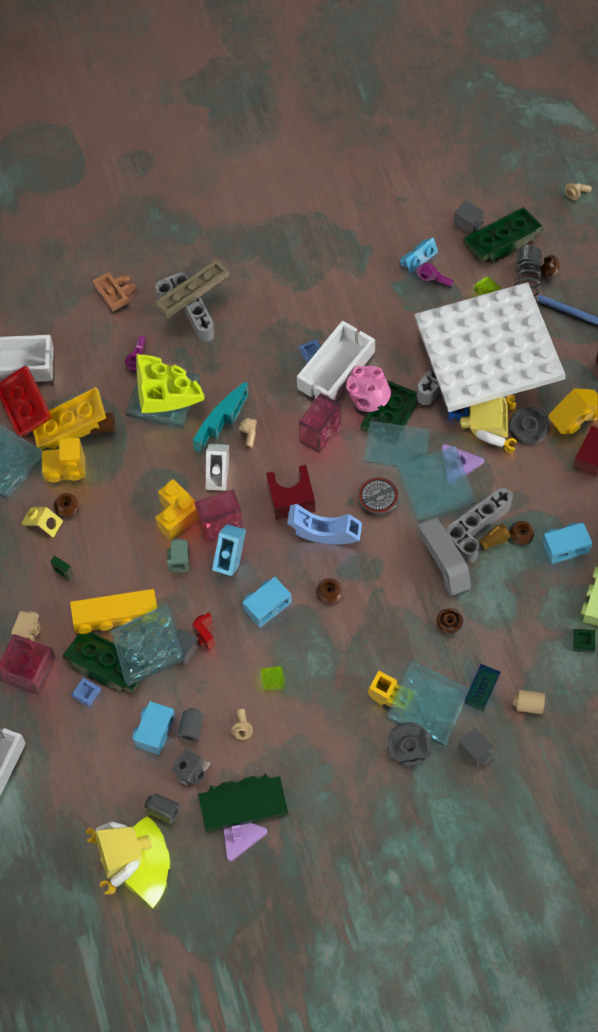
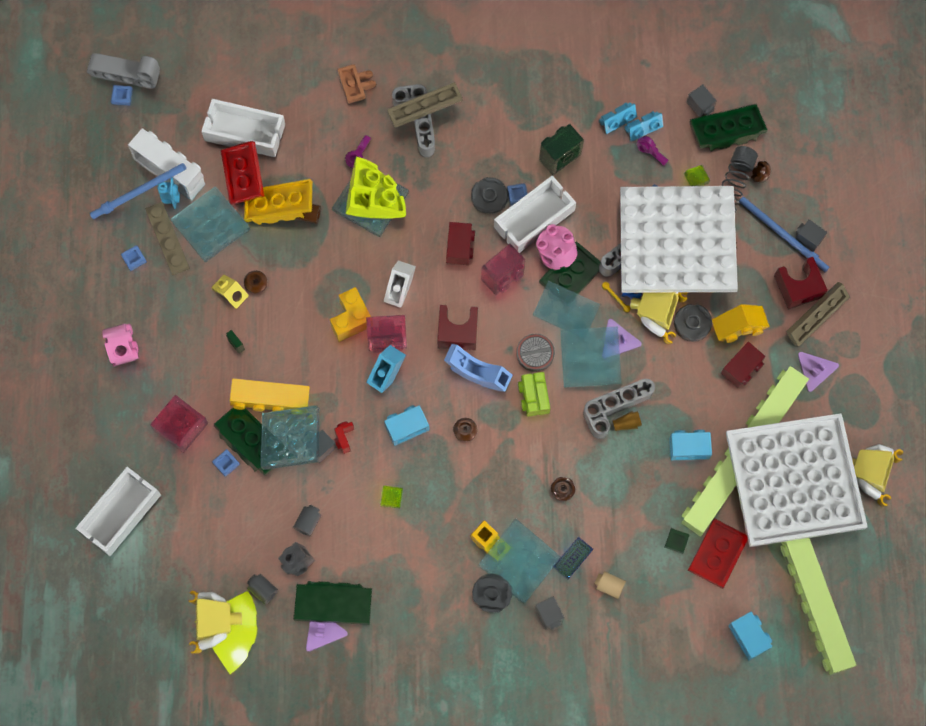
camera: 10 degrees right, 10 degrees up
(26, 625) = (189, 388): tan brick -> none
(65, 462) = (264, 242): yellow brick -> none
(154, 727) = (275, 513): medium azure brick -> none
(178, 556) = (341, 359): sand green brick -> none
(223, 413) = (420, 233): teal slope -> none
(242, 729) = (352, 537): tan plate -> none
(248, 426) = (438, 253): tan plate -> none
(267, 412) = (459, 243): none -> dark red brick
(283, 360) = (489, 195): none -> dark grey tile
(343, 295) = (561, 149): none -> clear green brick
(390, 535) = (535, 394): none -> lime brick
(392, 254) = (623, 115): none -> medium azure hinge
(429, 414) = (605, 286): none -> yellow hinge
(446, 555) = (577, 427): light grey beam -> none
(522, 538) = (656, 429): reddish brown plate -> none
(573, 190) = (807, 100): tan plate -> none

